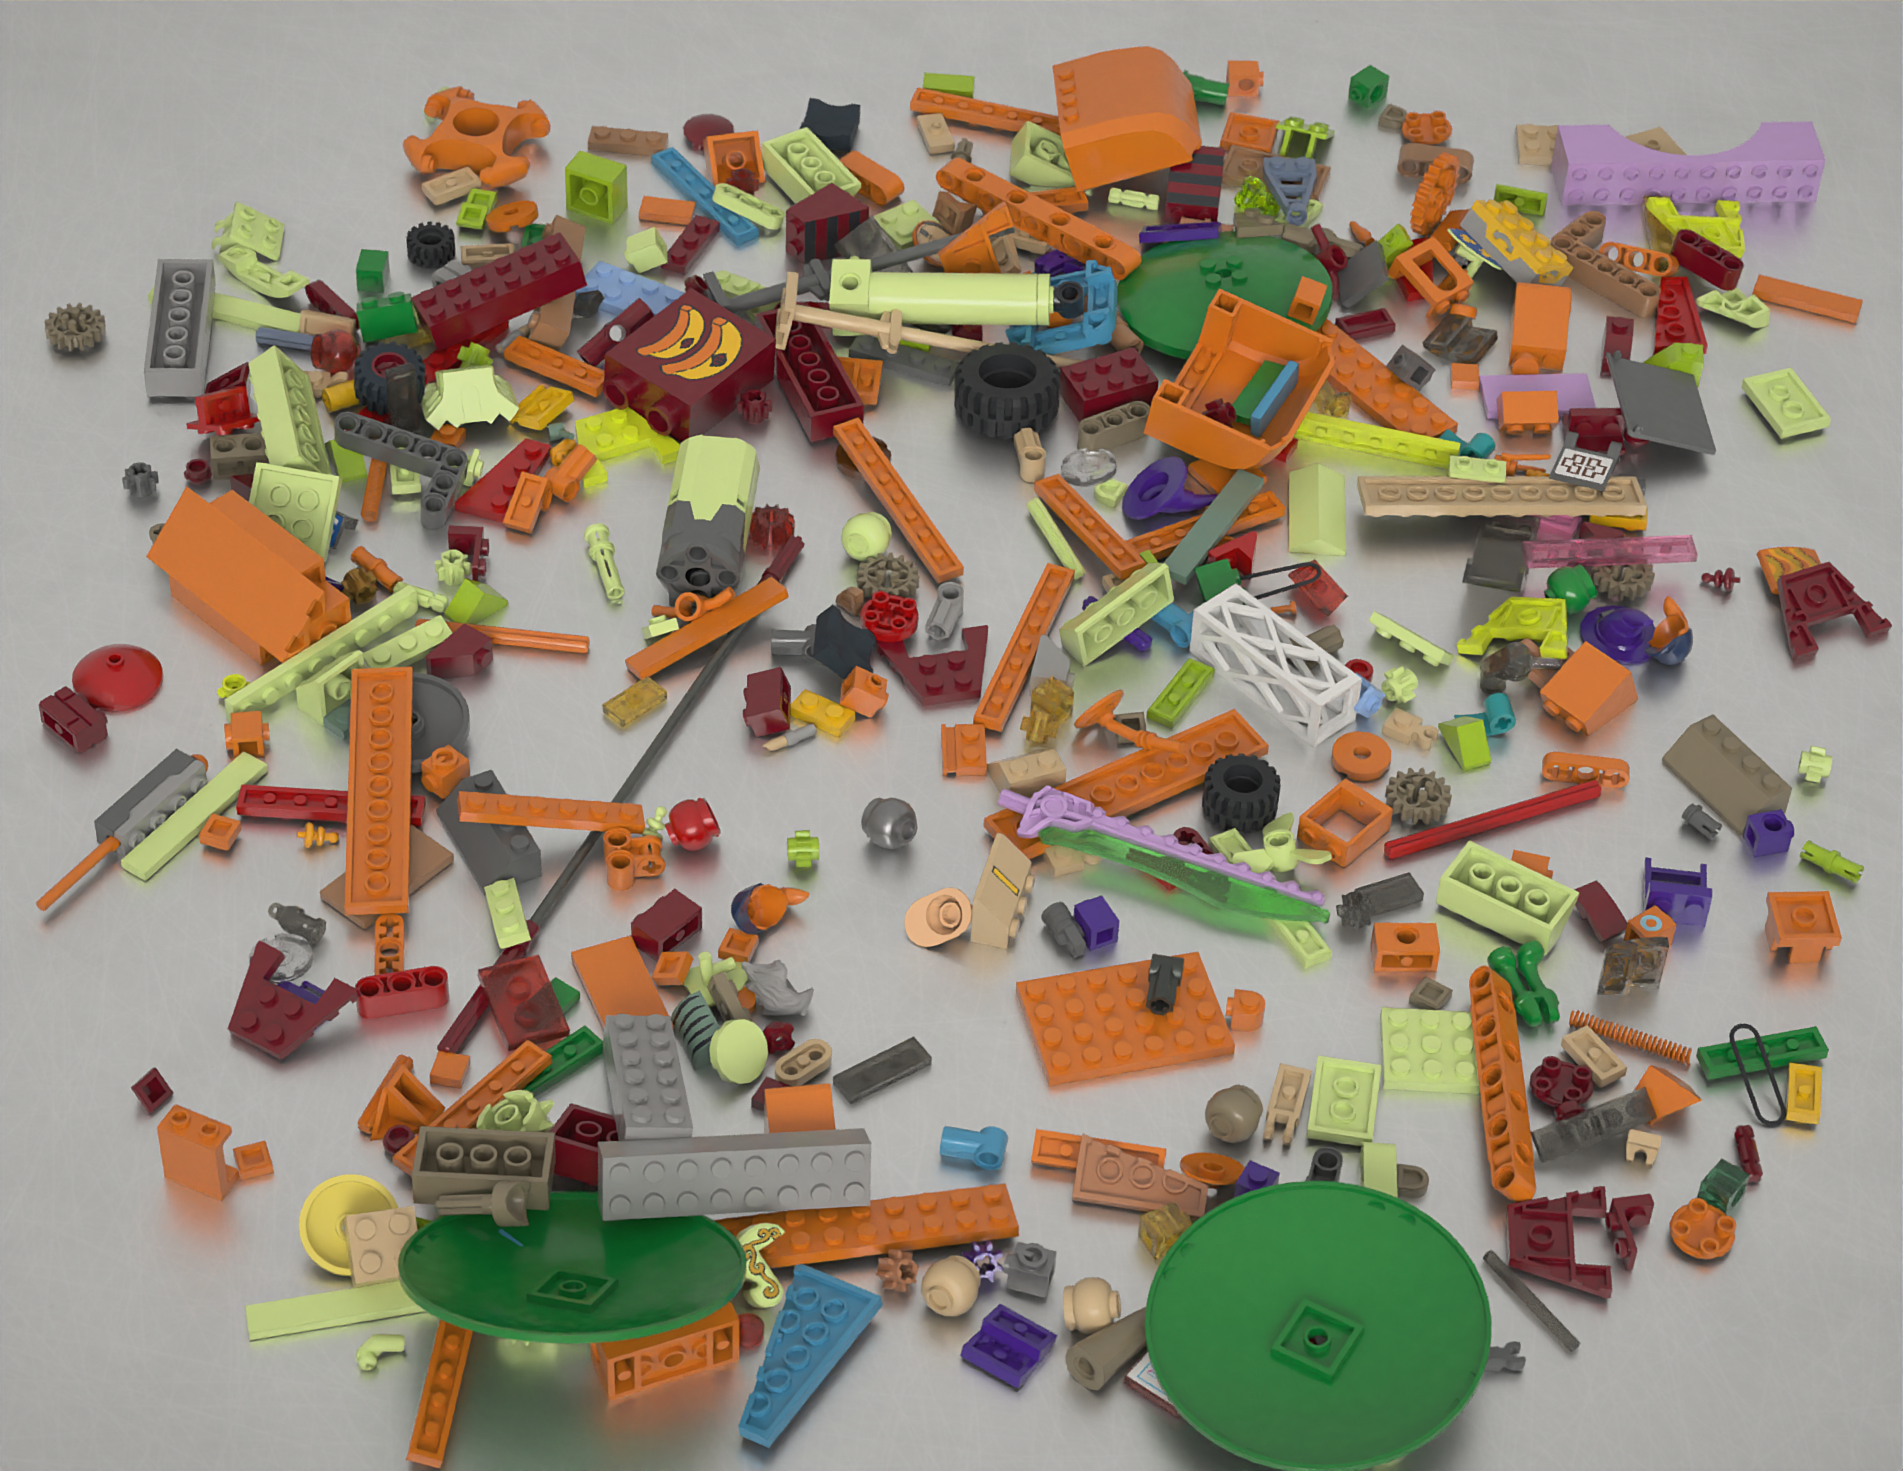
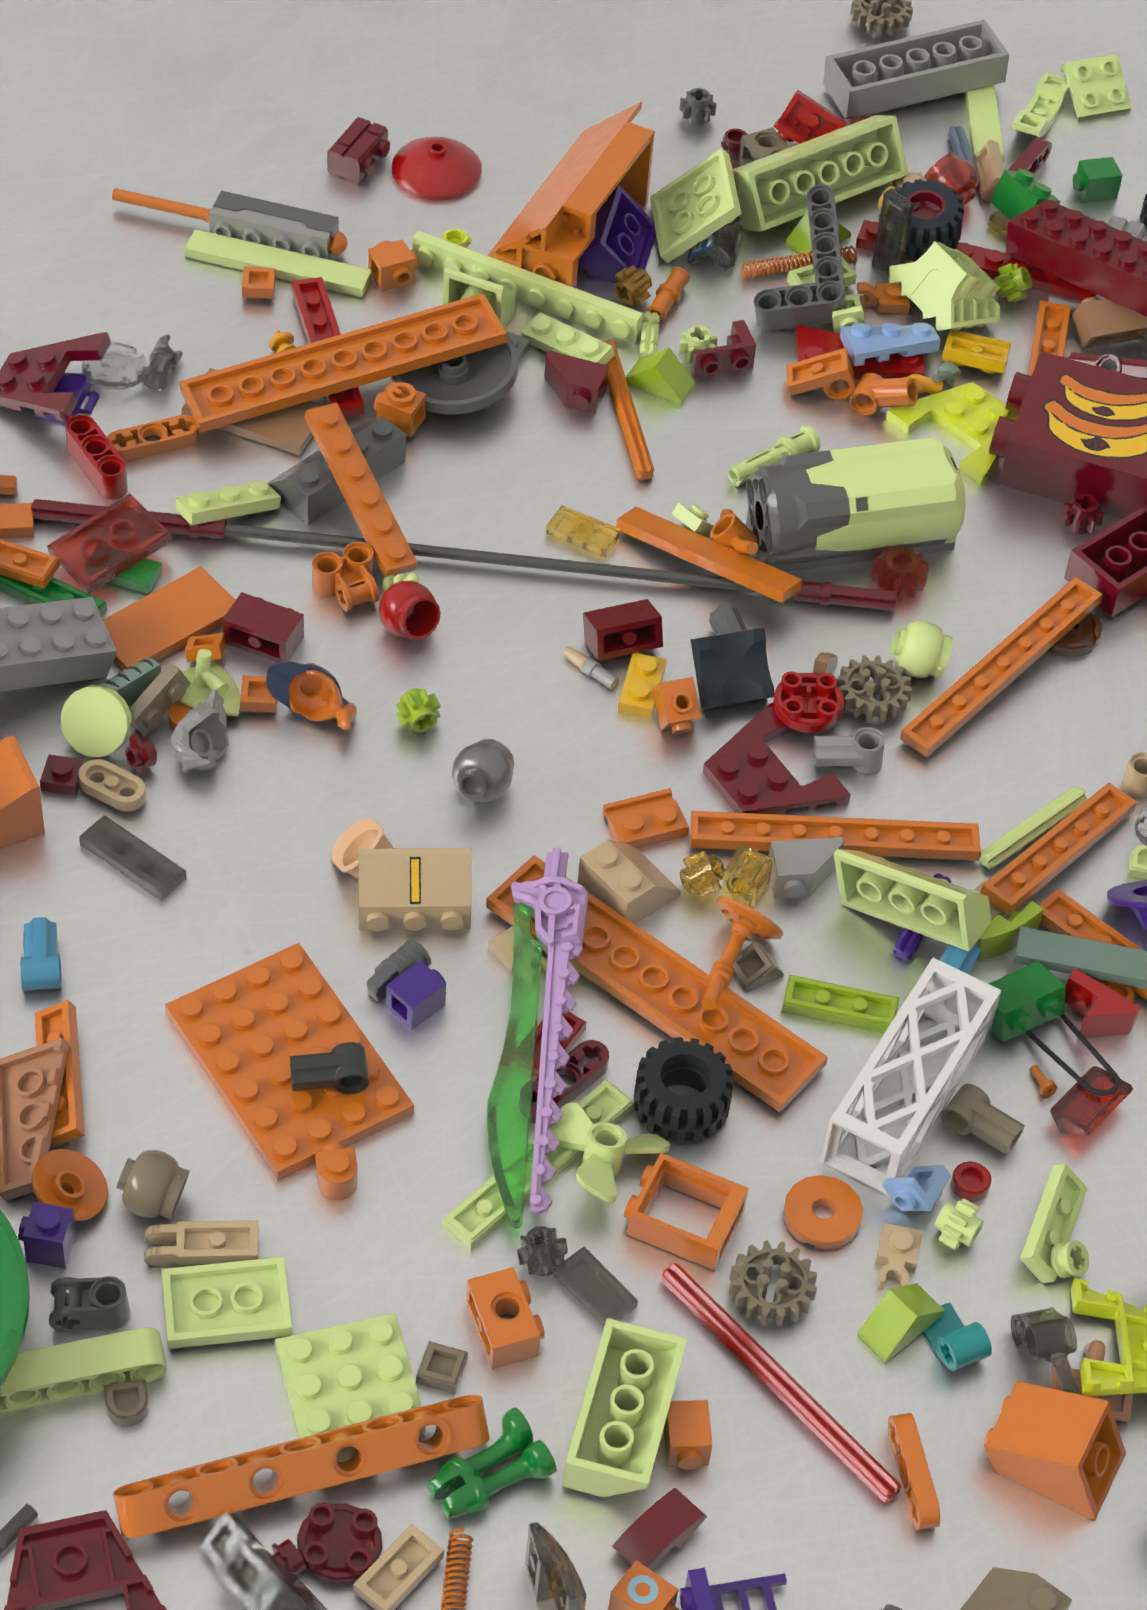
camera: 70 degrees right, 5 degrees up
(512, 451) = (890, 338): none -> light blue wing
(1443, 640) = (1069, 1259): none -> yellowish green bush

